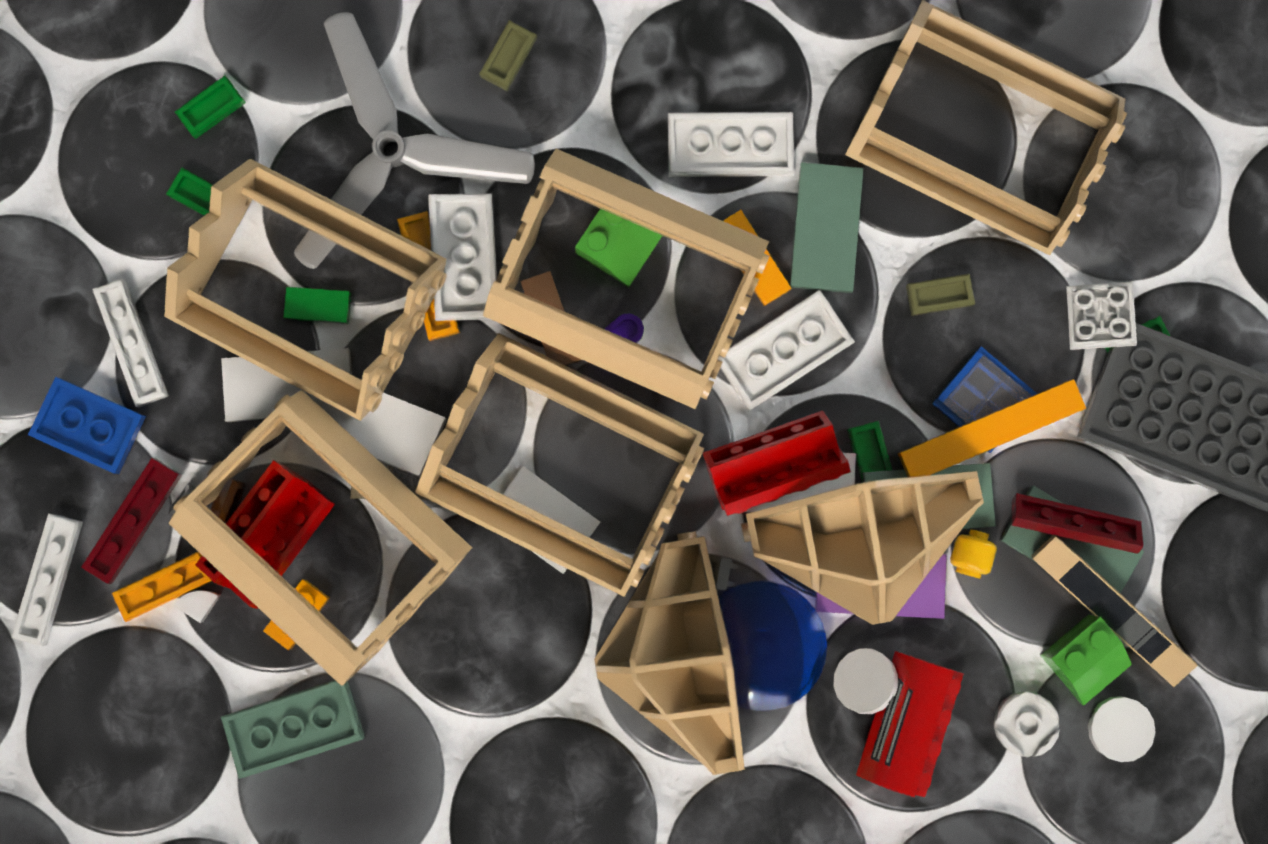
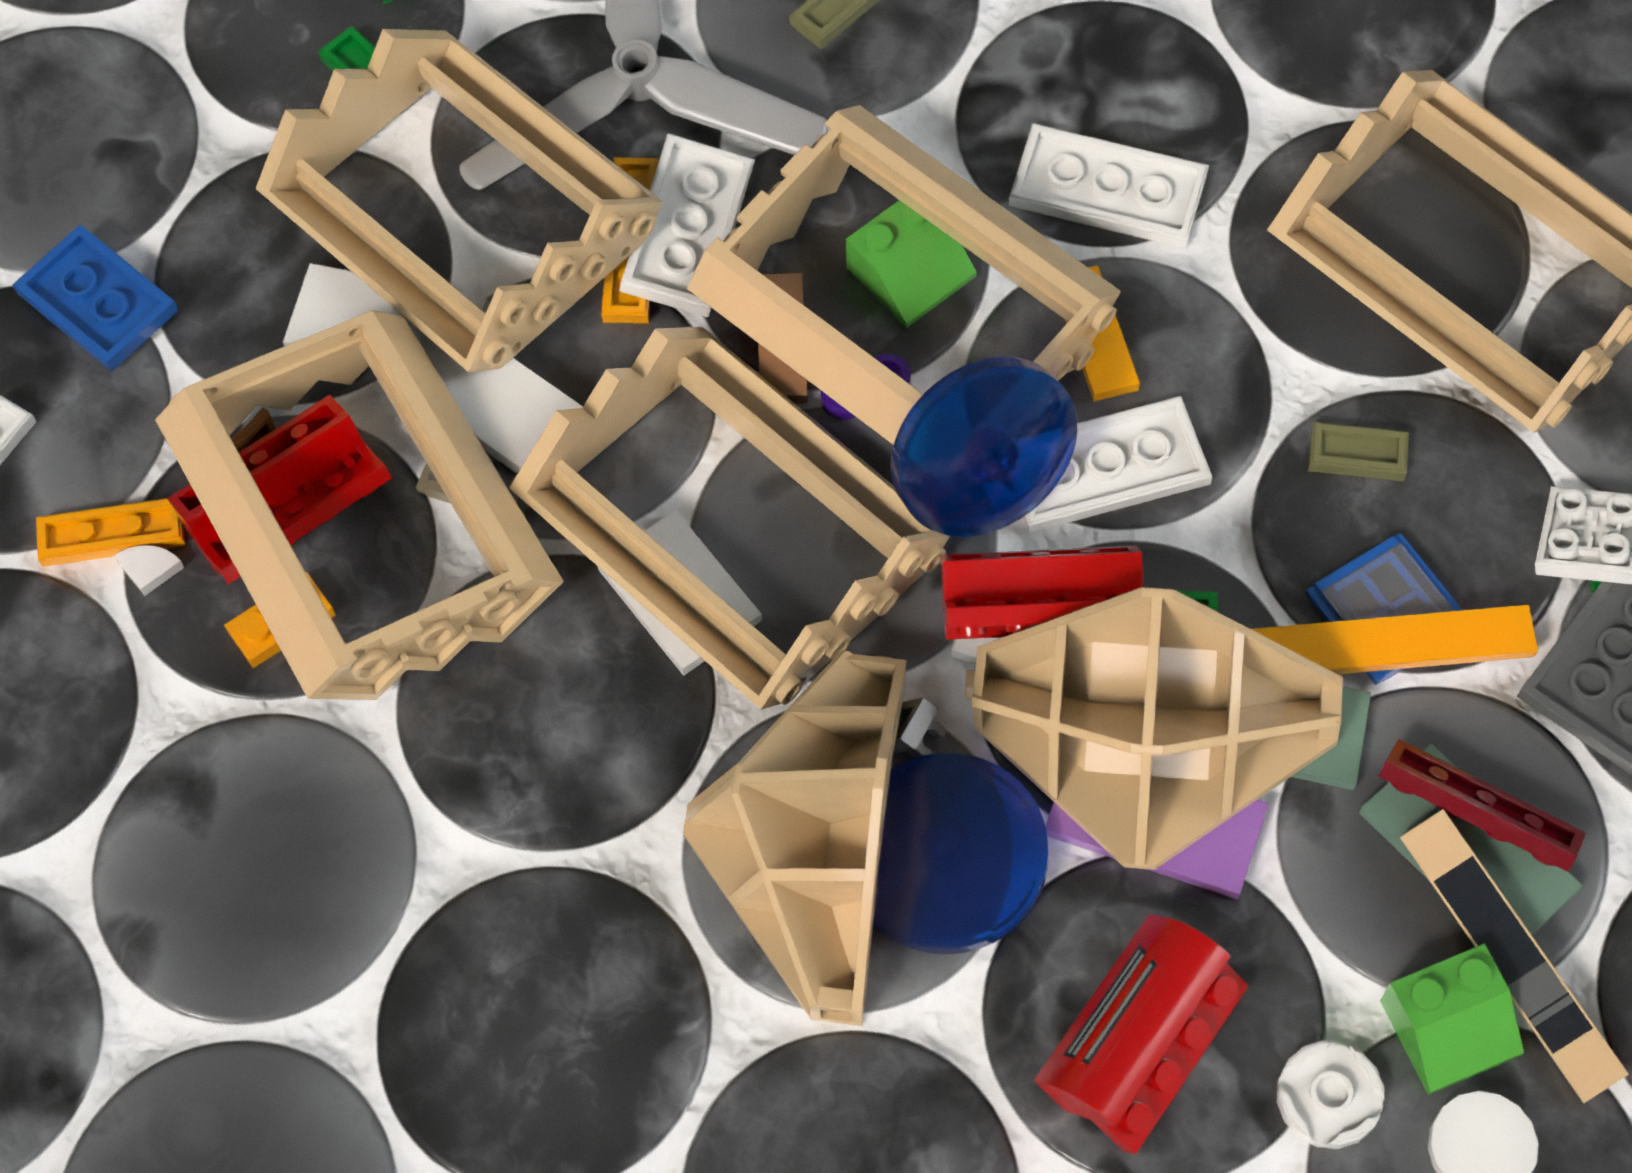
camera: 25 degrees right, 20 degrees down
(130, 342) = (196, 217): white tile -> none
(131, 521) = (99, 433): dark red plate -> none
(292, 727) = (213, 772): sand green tile -> none
(317, 305) = (465, 235): green tile -> none
(714, 385) = (984, 446): none -> clear blue dish
(826, 227) = (1214, 322): sand green tile -> none
(865, 681) = (1089, 943): white tile -> none
(973, 554) = (1310, 812): yellow head -> none

